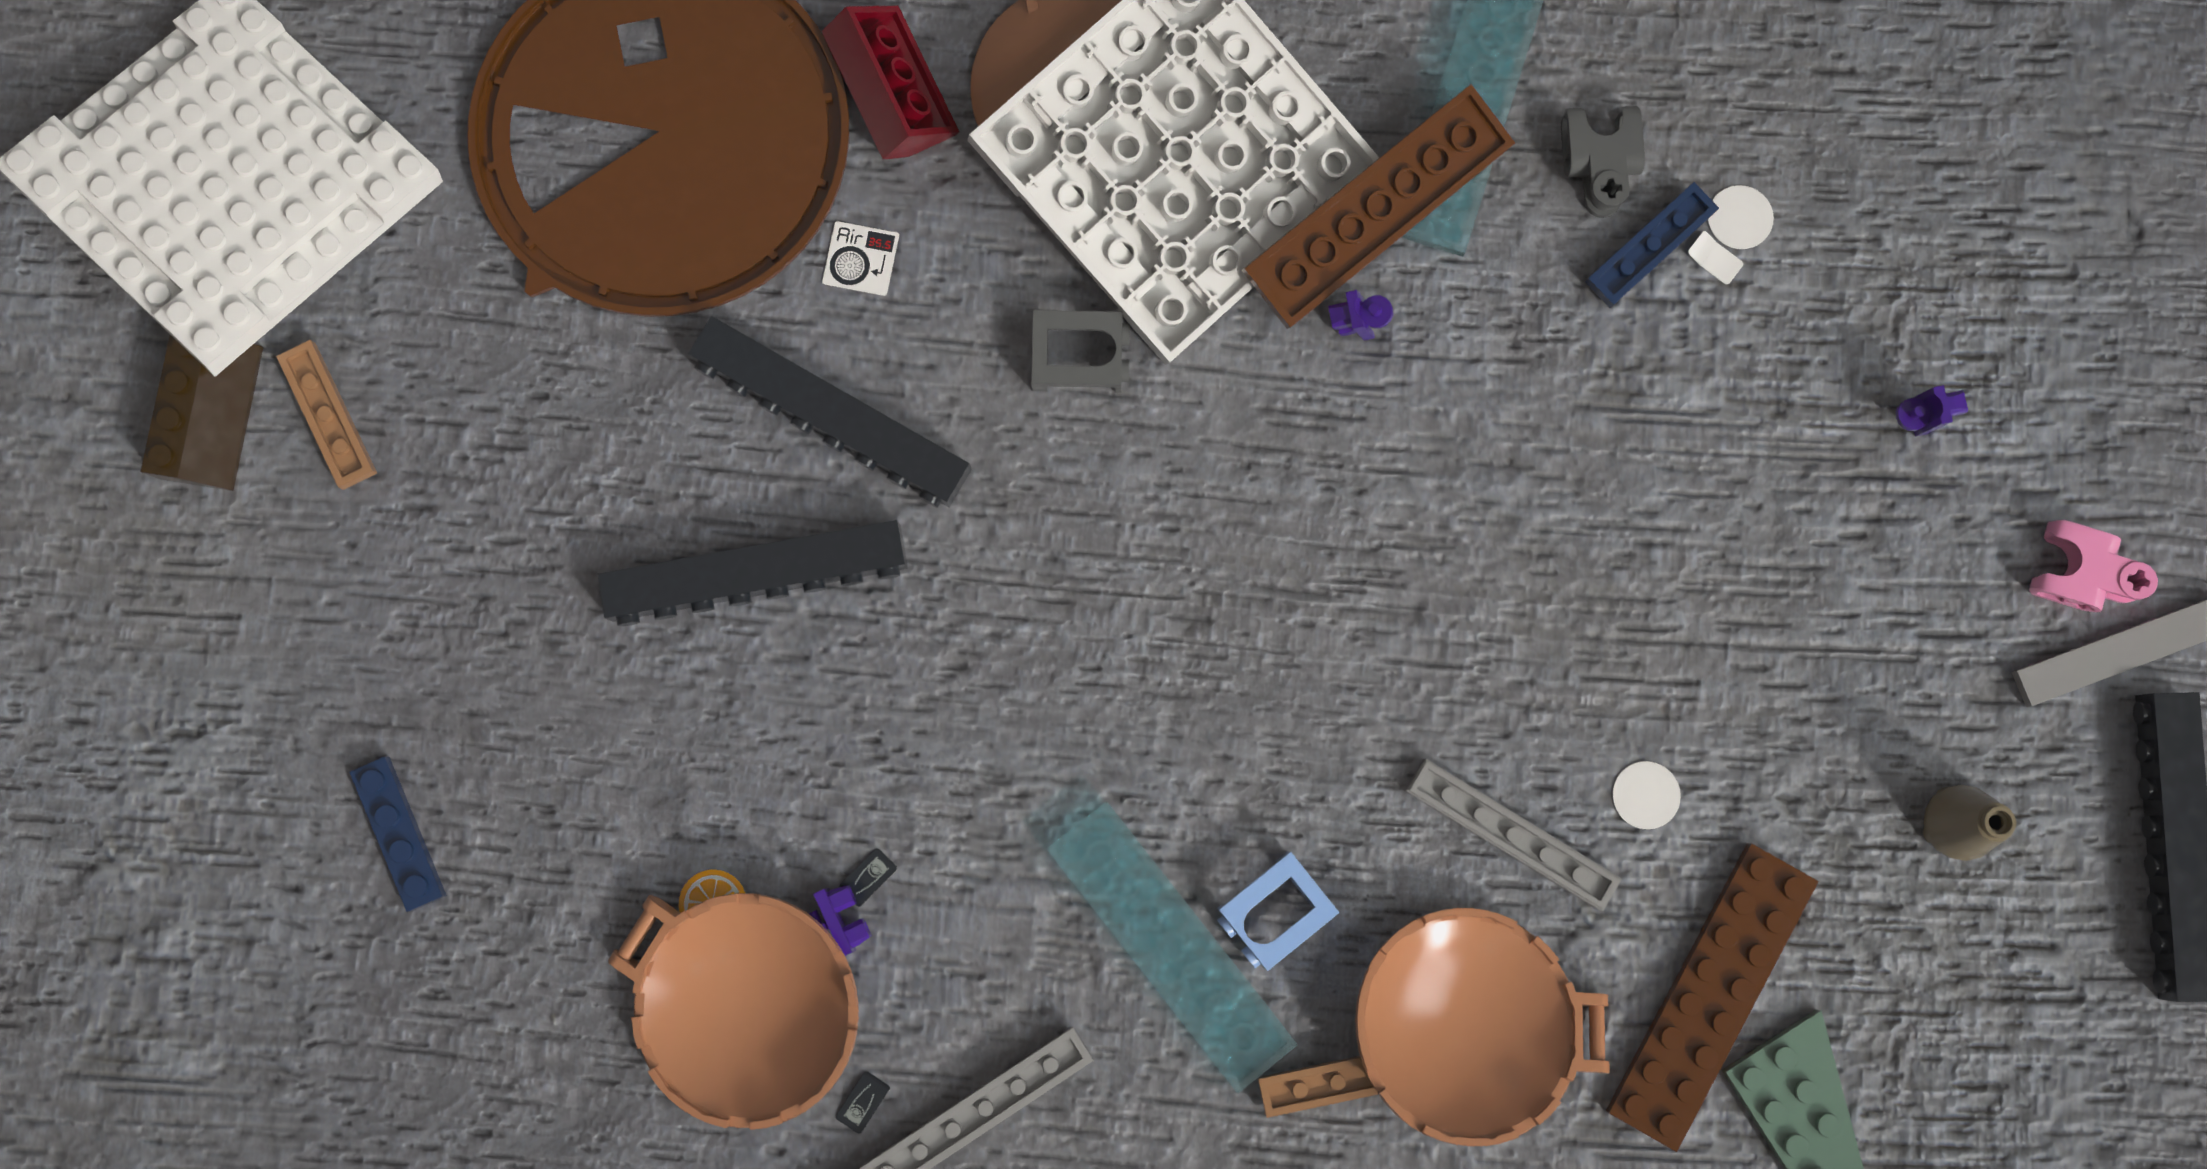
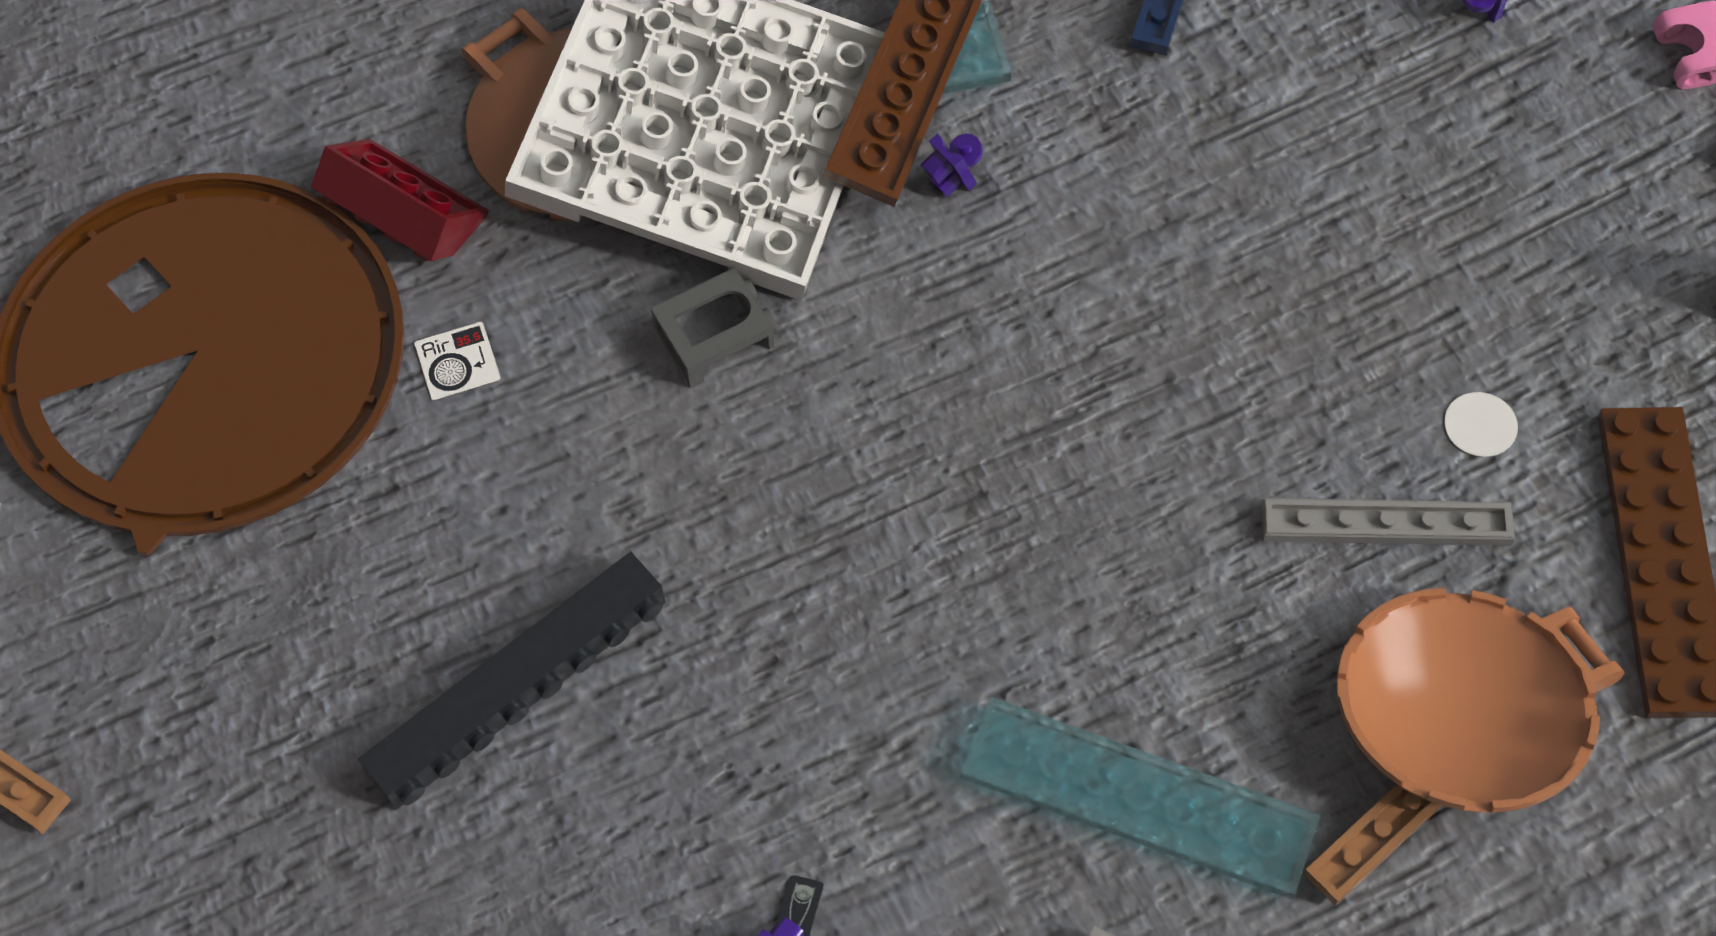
camera: 25 degrees left, 20 degrees down
(829, 411) = (506, 499): black brick -> none
(1237, 908) = (1231, 668): light blue panel -> none

